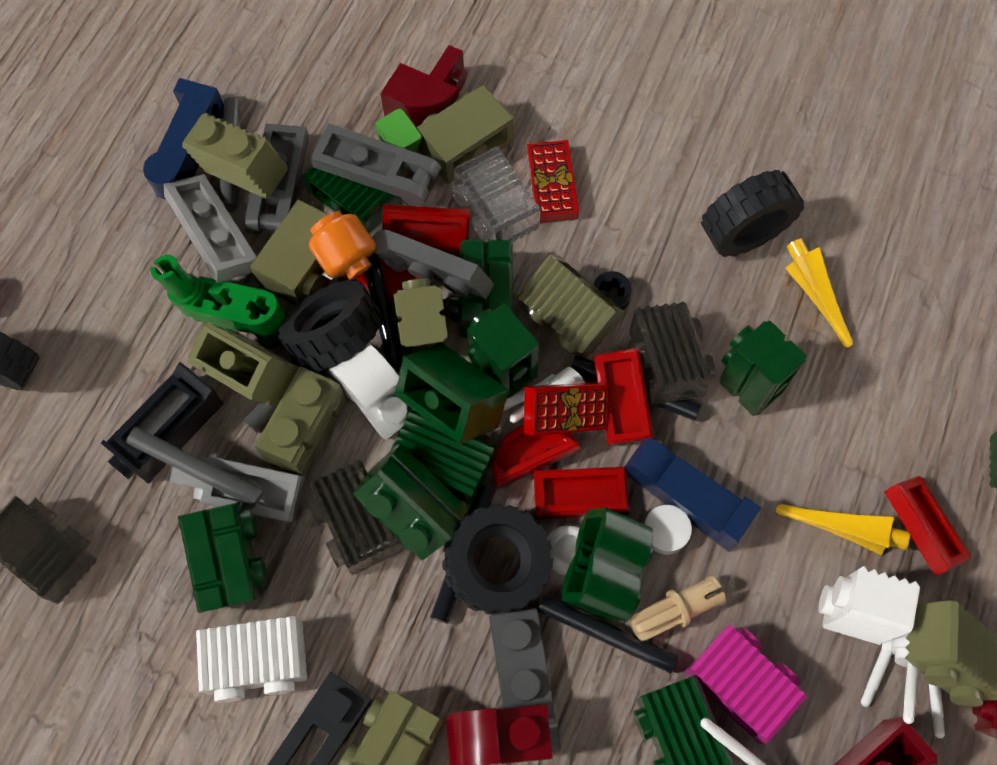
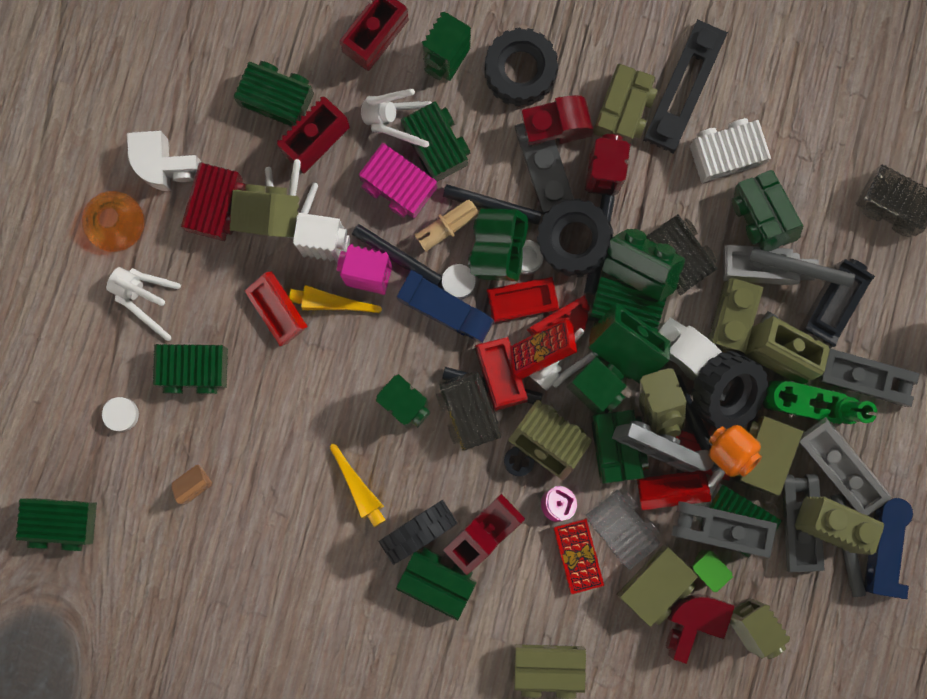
camera: 170 degrees right, 15 degrees up
(144, 327) = (869, 377): none -> dark grey plate
(358, 67) = (759, 629): none -> olive brick
(435, 651) = (607, 165): none -> dark red brick
(568, 237) = (558, 503): none -> tile
(604, 68) = (550, 670): none -> olive brick
(671, 208) = (484, 534): none -> dark red brick
(722, 160) = (436, 584): none -> dark green brick
(751, 579) = (396, 254): none -> black bar
(804, 549) = (365, 269): none -> dark pink brick

